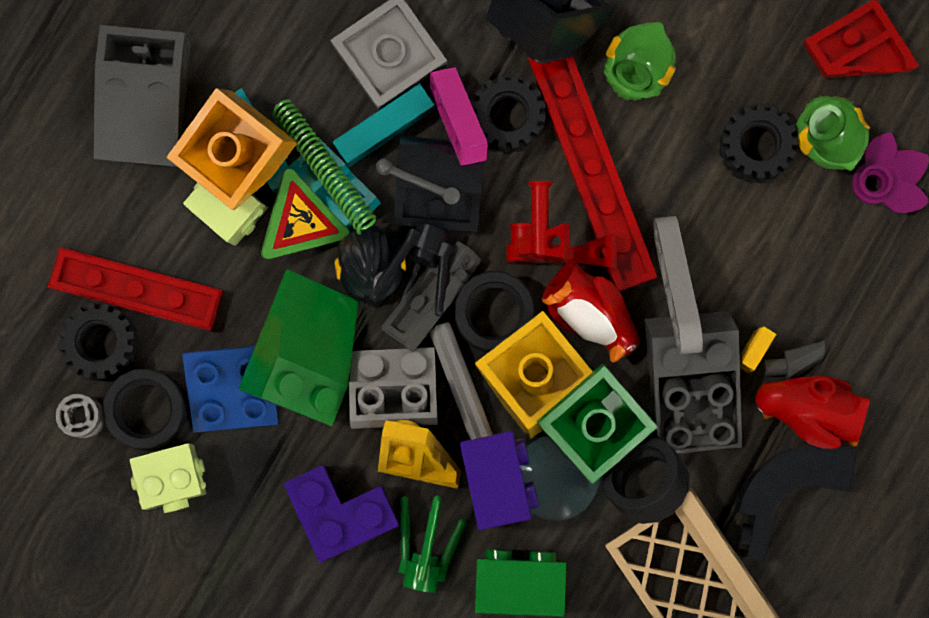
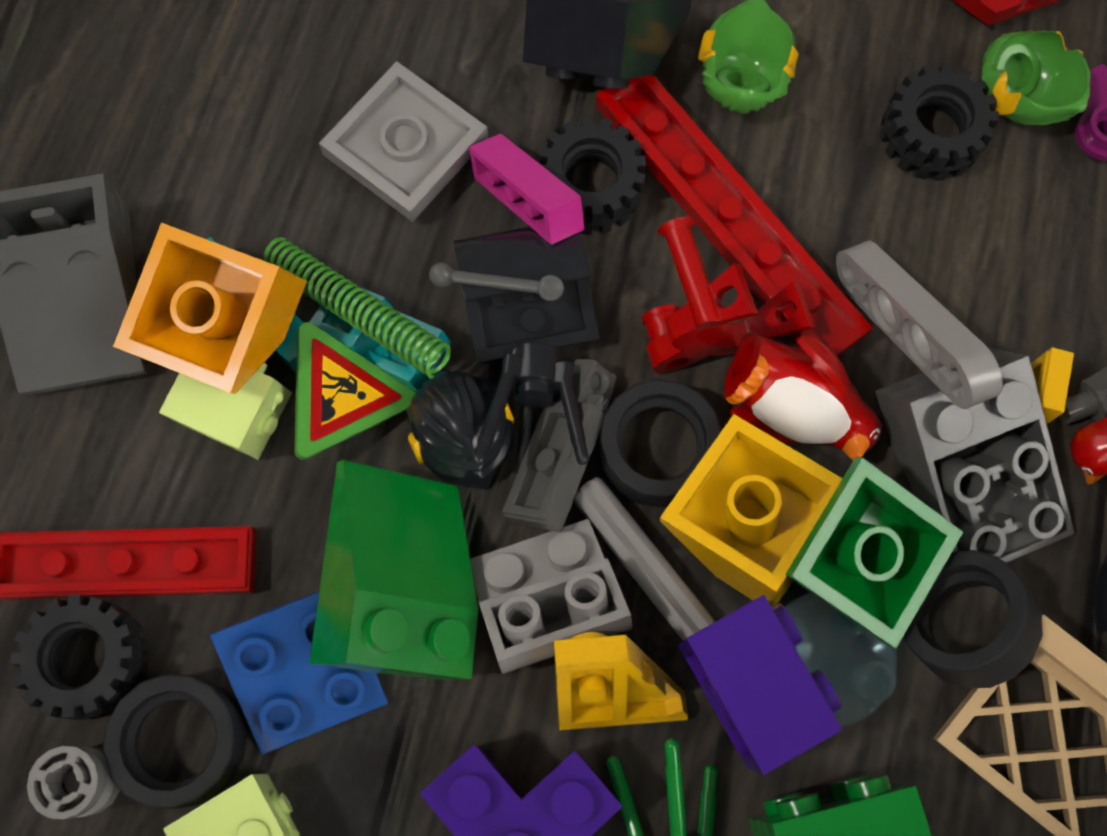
camera: 15 degrees left, 10 degrees down
(384, 125) = (425, 236): teal piece -> none

